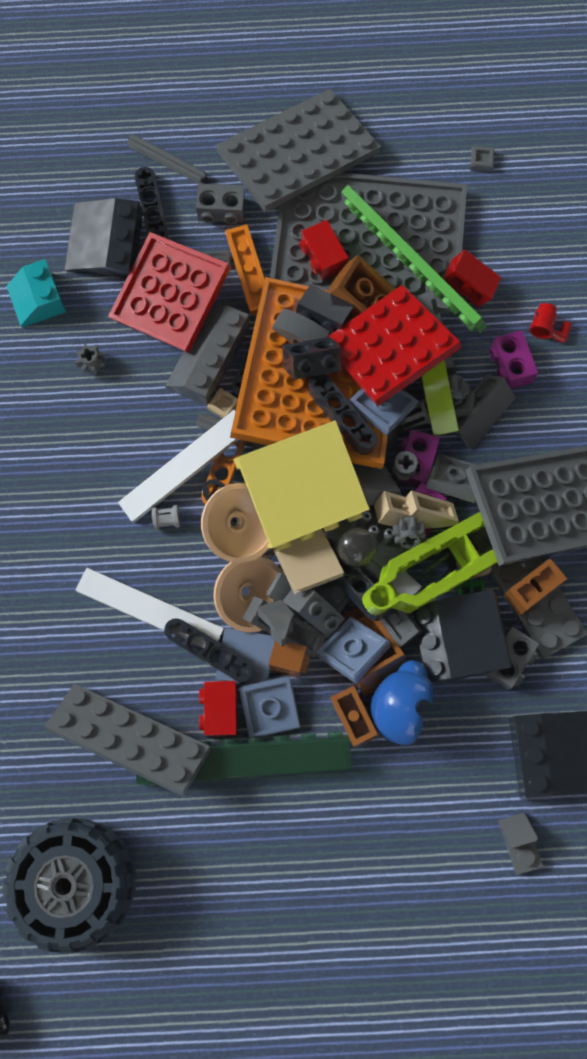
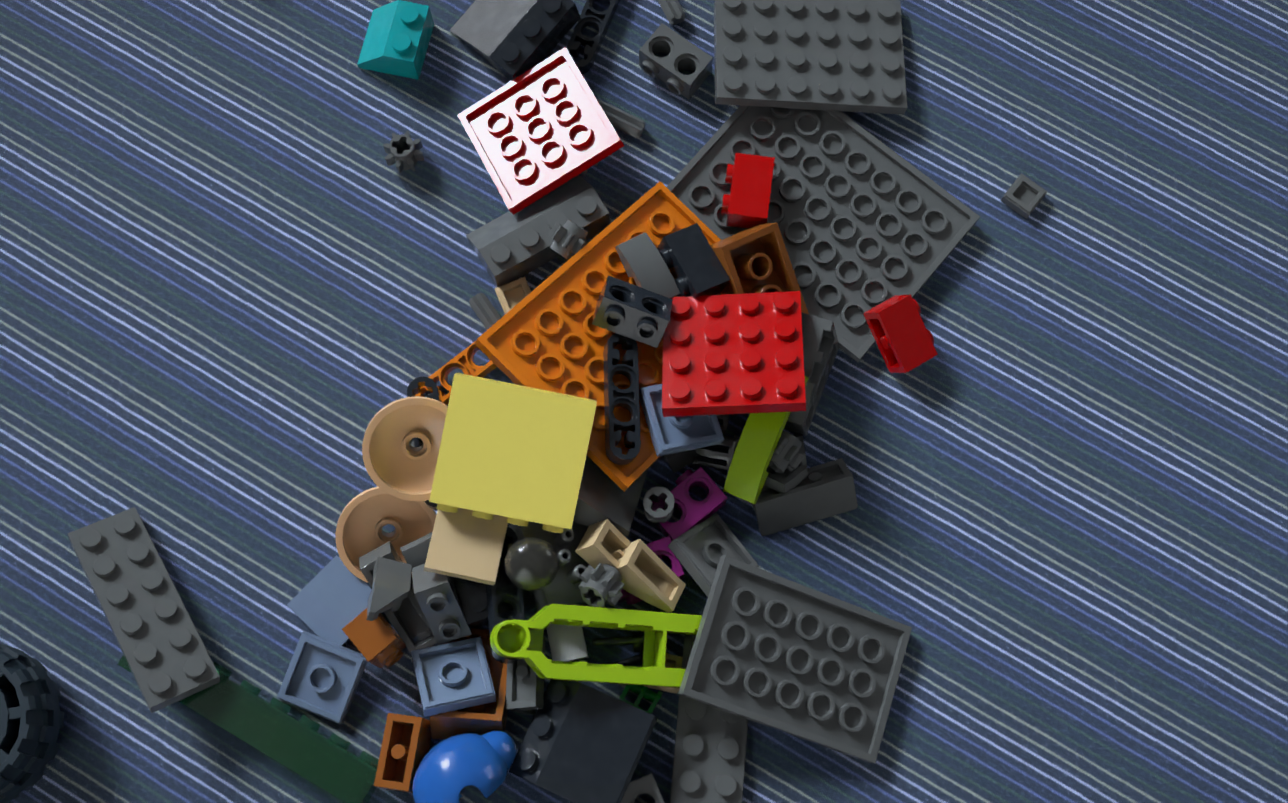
camera: 30 degrees right, 0 degrees up
(143, 606) = (272, 480): white tile -> none
(165, 517) = (360, 386): light grey bush -> none
(179, 469) = (404, 342): white tile -> none
(208, 651) = (298, 569): black beam -> none
(219, 709) = (266, 642): red brick -> none
(237, 343) = (567, 238): none -> dark grey gear
(247, 265) = (654, 150): orange plate -> none
(407, 256) = (844, 277): bright green plate -> none
(519, 359) = (891, 464): magenta brick -> none
(535, 587) = (707, 745): dark orange brick -> none
(544, 323) = (953, 442): red piece -> none

